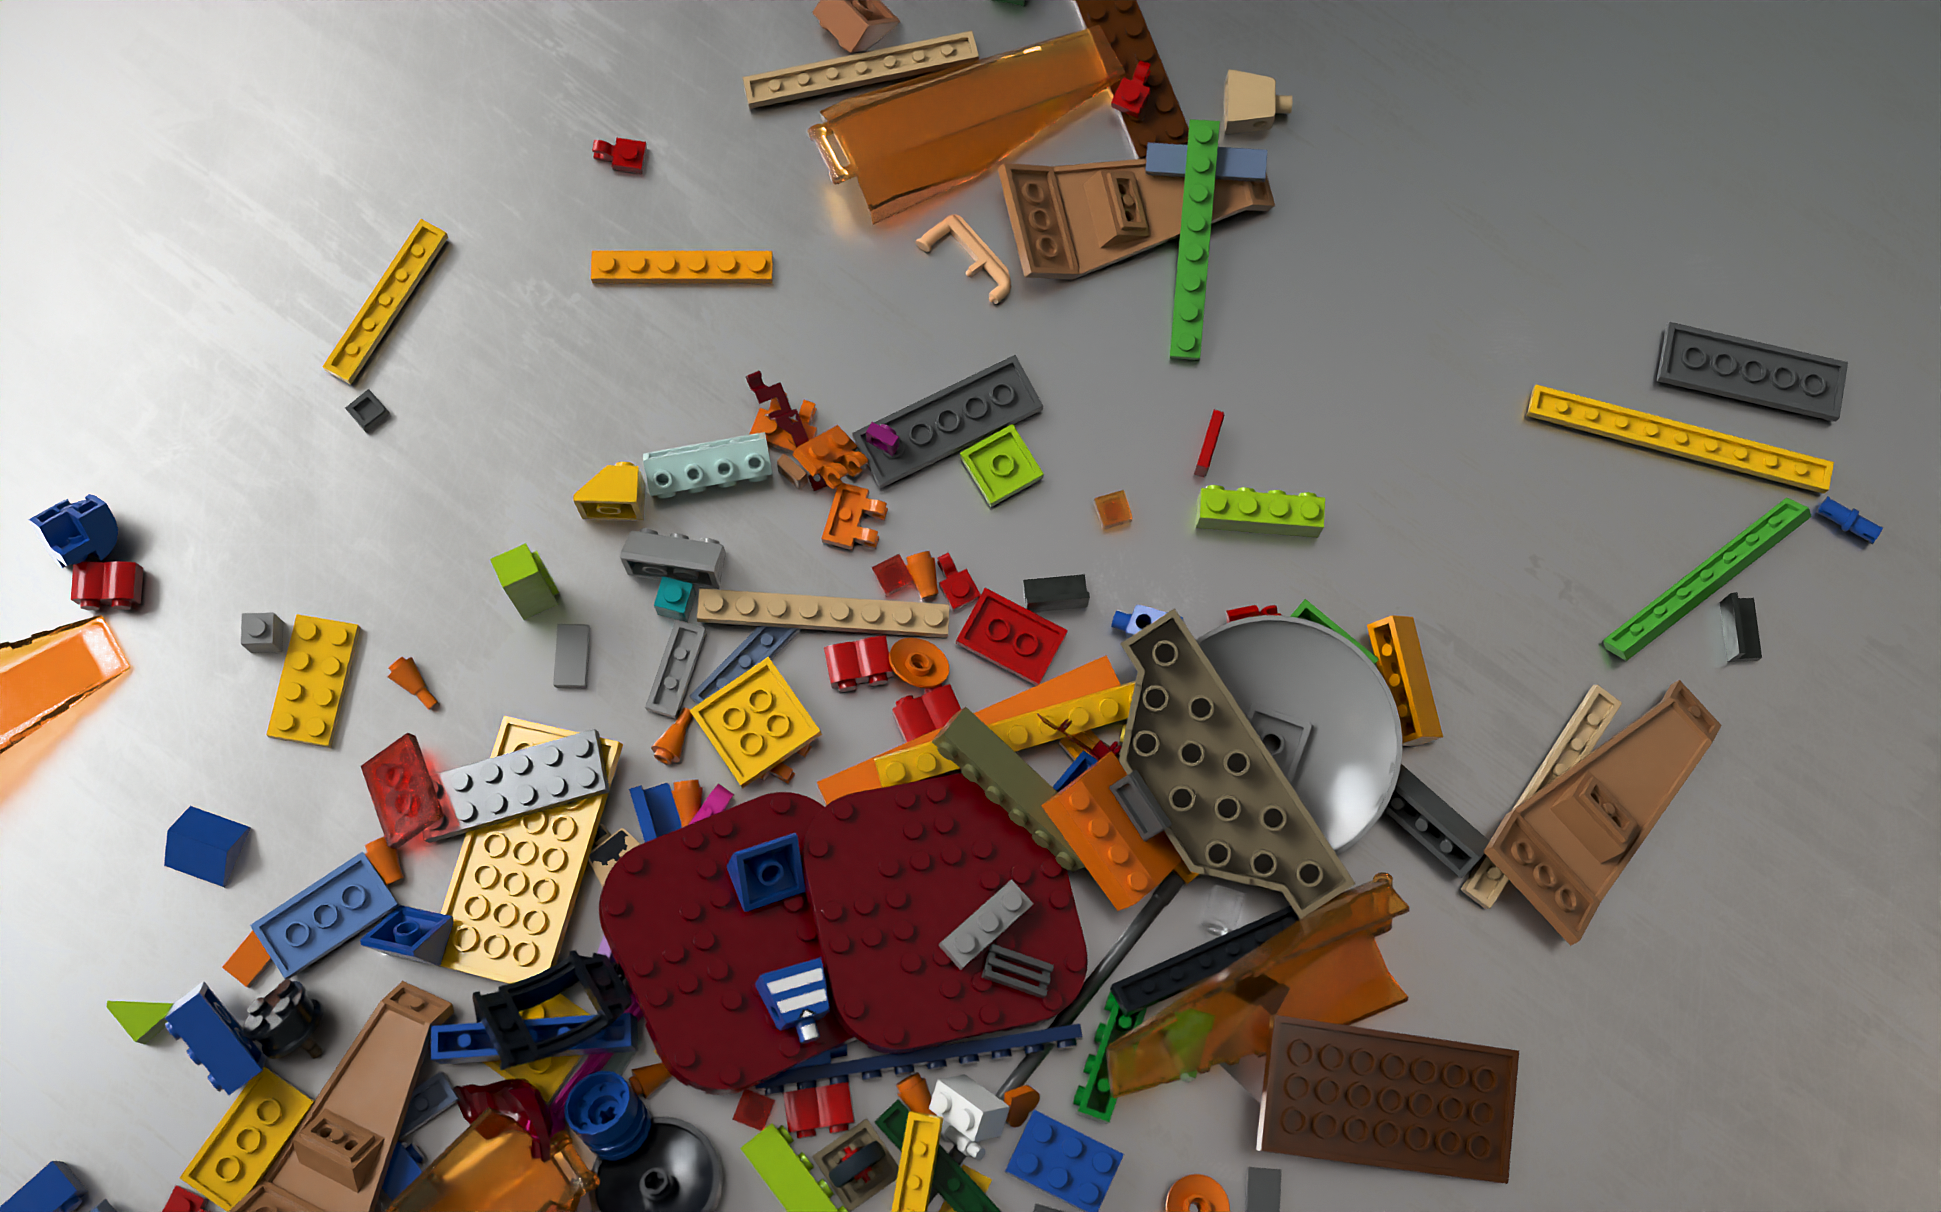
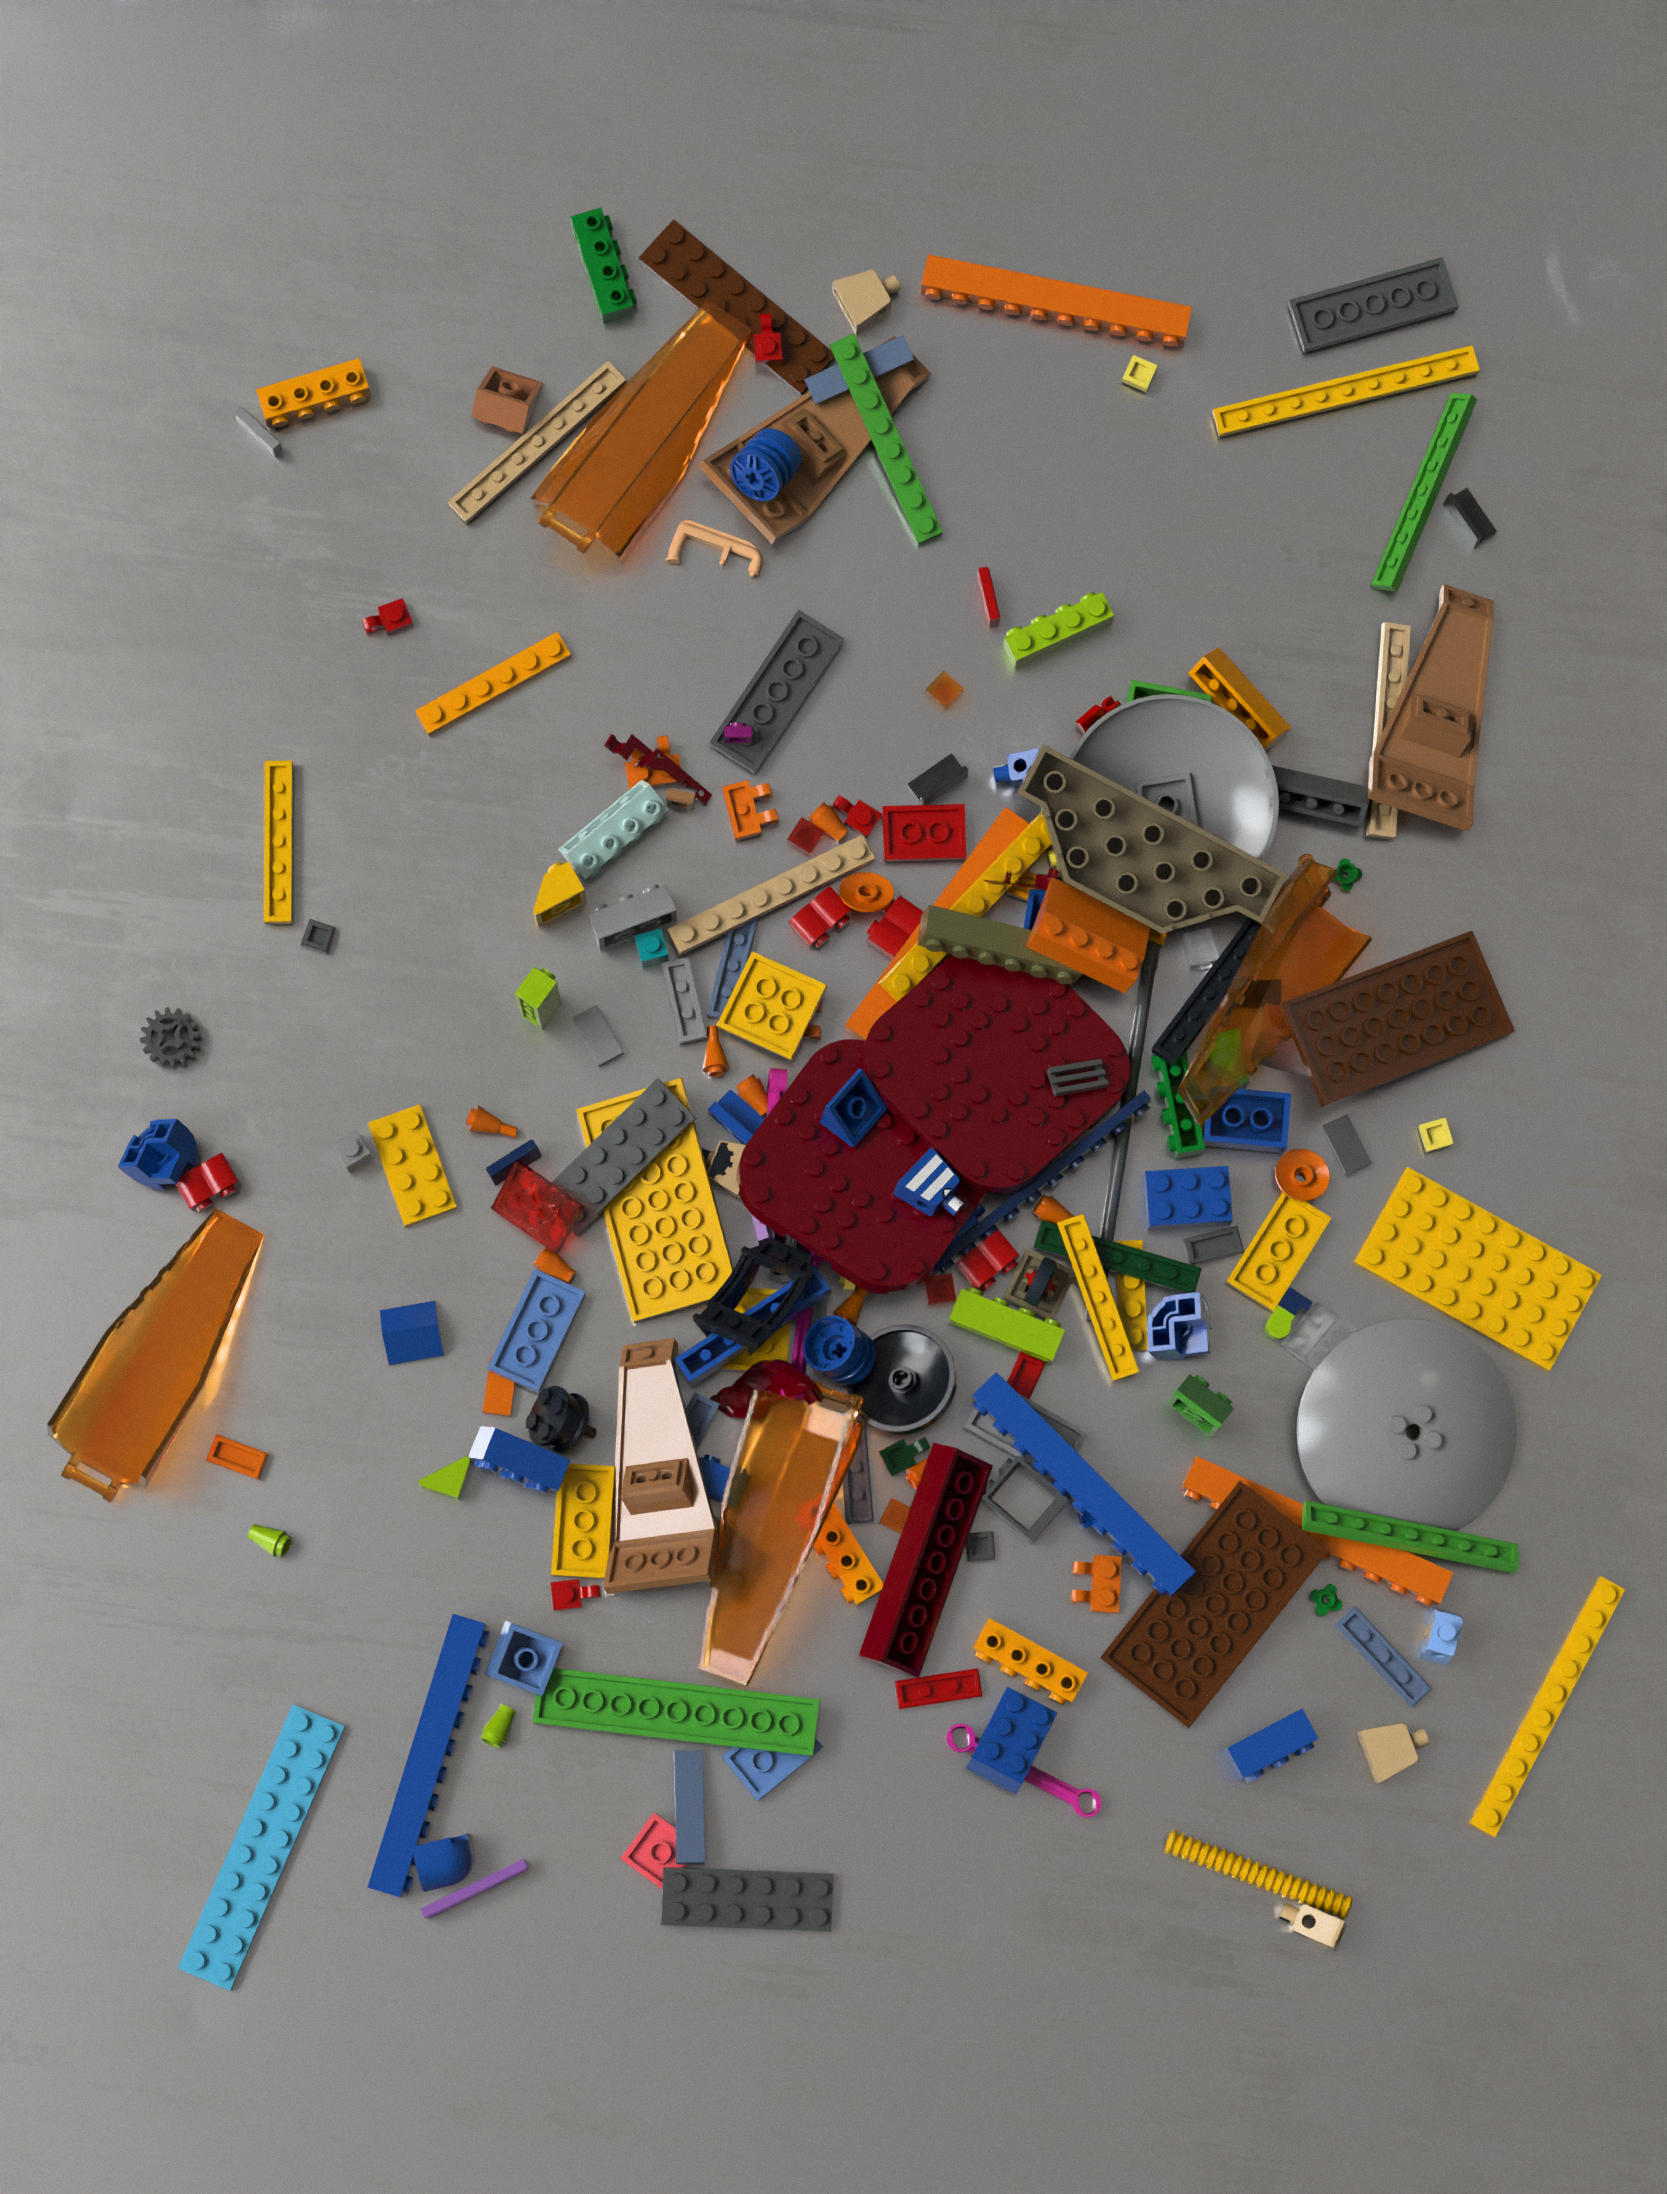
camera: 30 degrees left, 5 degrees up
(151, 426) = (163, 1046): none -> dark grey gear
(411, 935) = (612, 1307): blue slope -> none
(426, 731) = (500, 1169): none -> dark blue tile
(825, 451) = (697, 770): orange plate -> none
(968, 1113) = (1099, 1198): white brick -> none
(985, 924) = (1035, 1056): light grey plate -> none
(1001, 465) = (838, 703): lime plate -> none
(1021, 1102) = (1130, 1175): orange tile -> none
(1062, 197) = (766, 464): none -> blue wheel
(1140, 805) = (1099, 905): dark grey tile -> none
(1174, 1120) = (1250, 1122): none -> blue brick
(1426, 921) = (1353, 874): none -> green plate
(1437, 202) = (1055, 300): none -> orange brick
(1480, 313) = (1139, 373): none -> light yellow plate
(1850, 520) = (1508, 384): blue pin -> none

